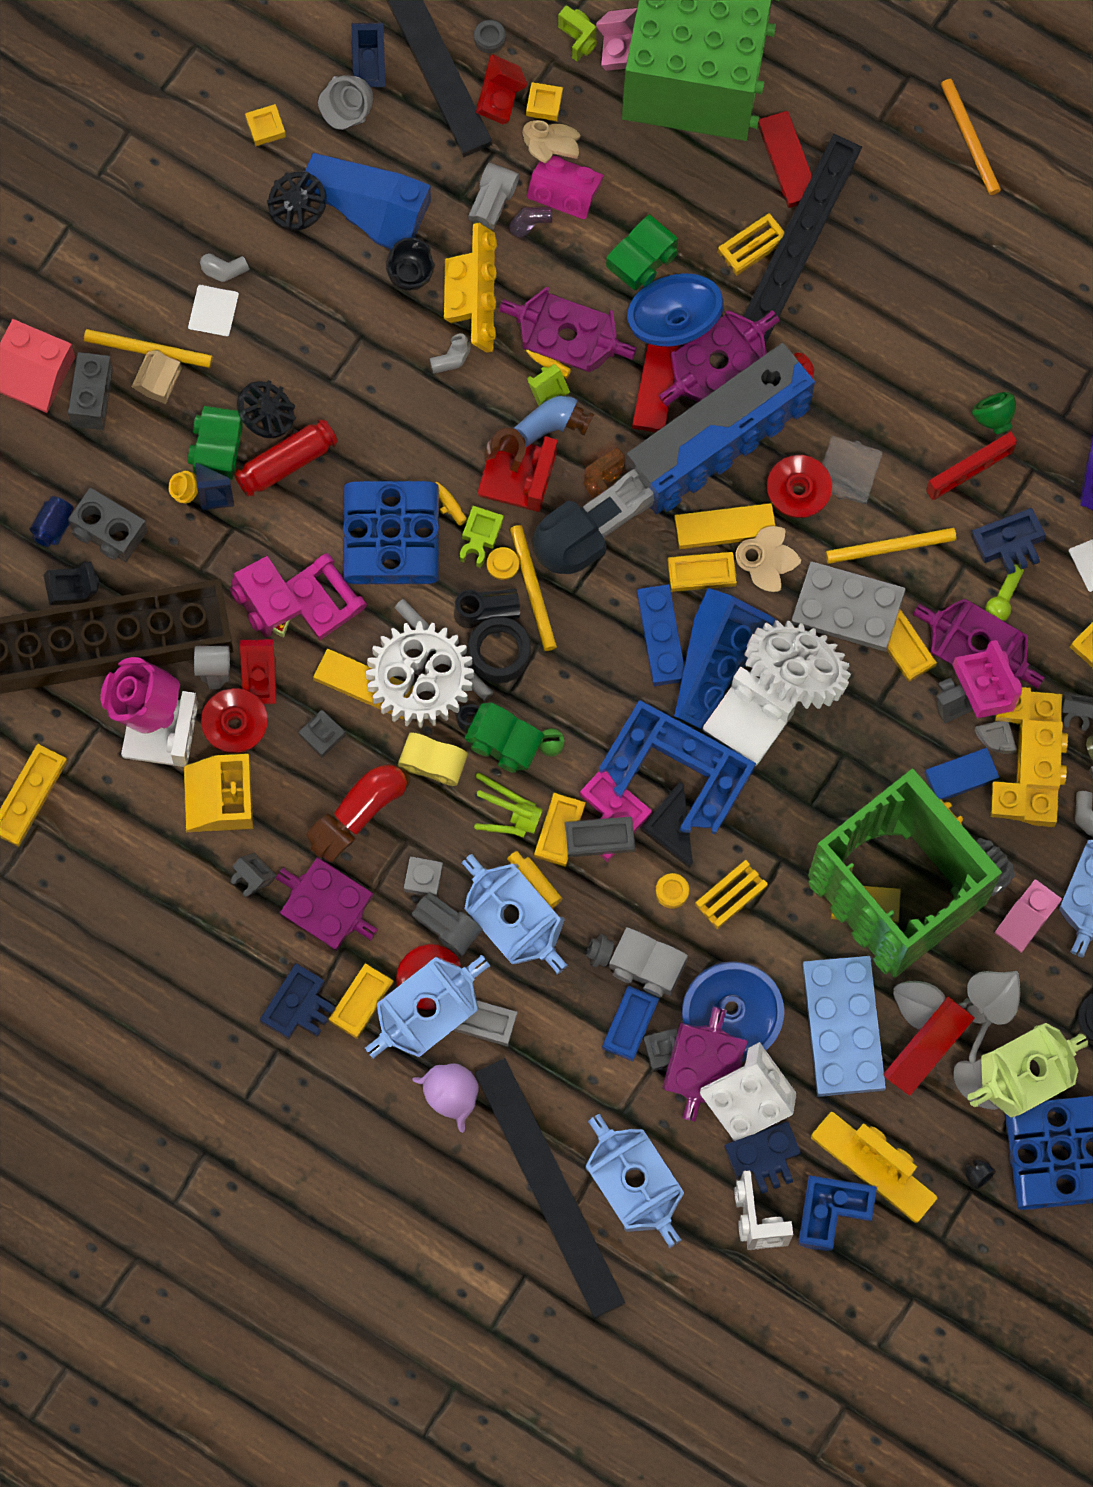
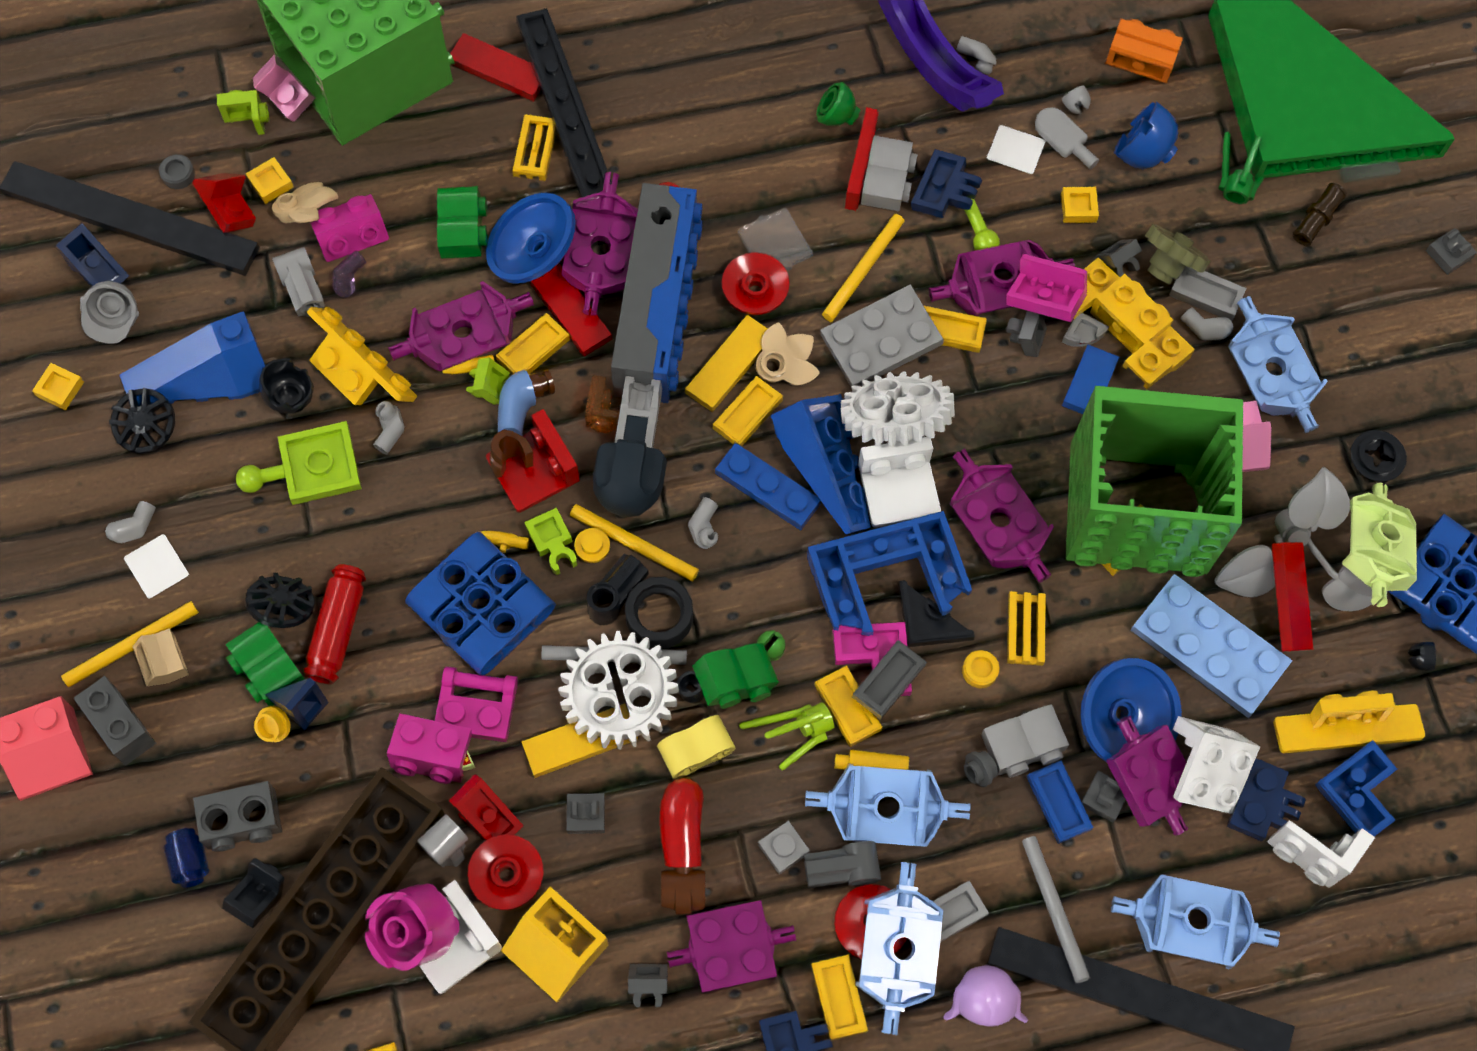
camera: 45 degrees left, 5 degrees down
(377, 337) = (314, 464): none -> lime plate
(552, 1083) = (1055, 910): none -> light grey bar
(588, 617) = (700, 524): none -> light grey arm
(604, 389) = (533, 346): none -> yellow tile
(800, 779) = (994, 490): none -> magenta plate
(978, 494) = (887, 173): none -> light grey brick

